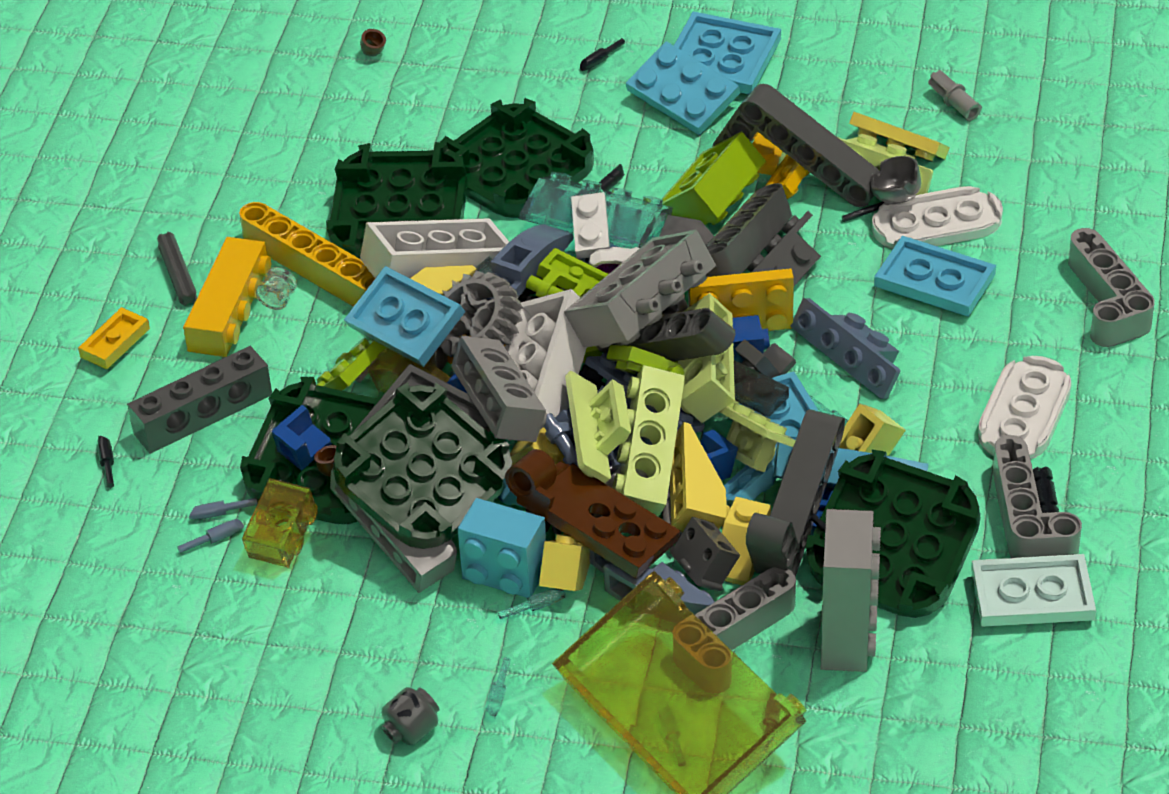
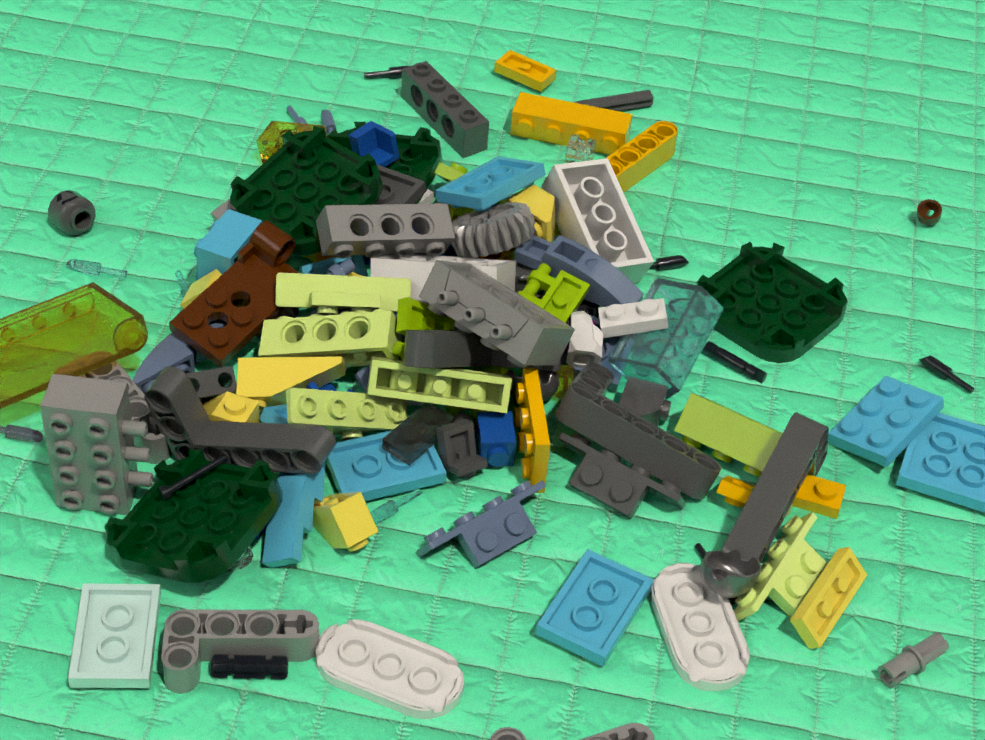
camera: 85 degrees right, 0 degrees up
(394, 189) = (692, 217): dark green tile -> none

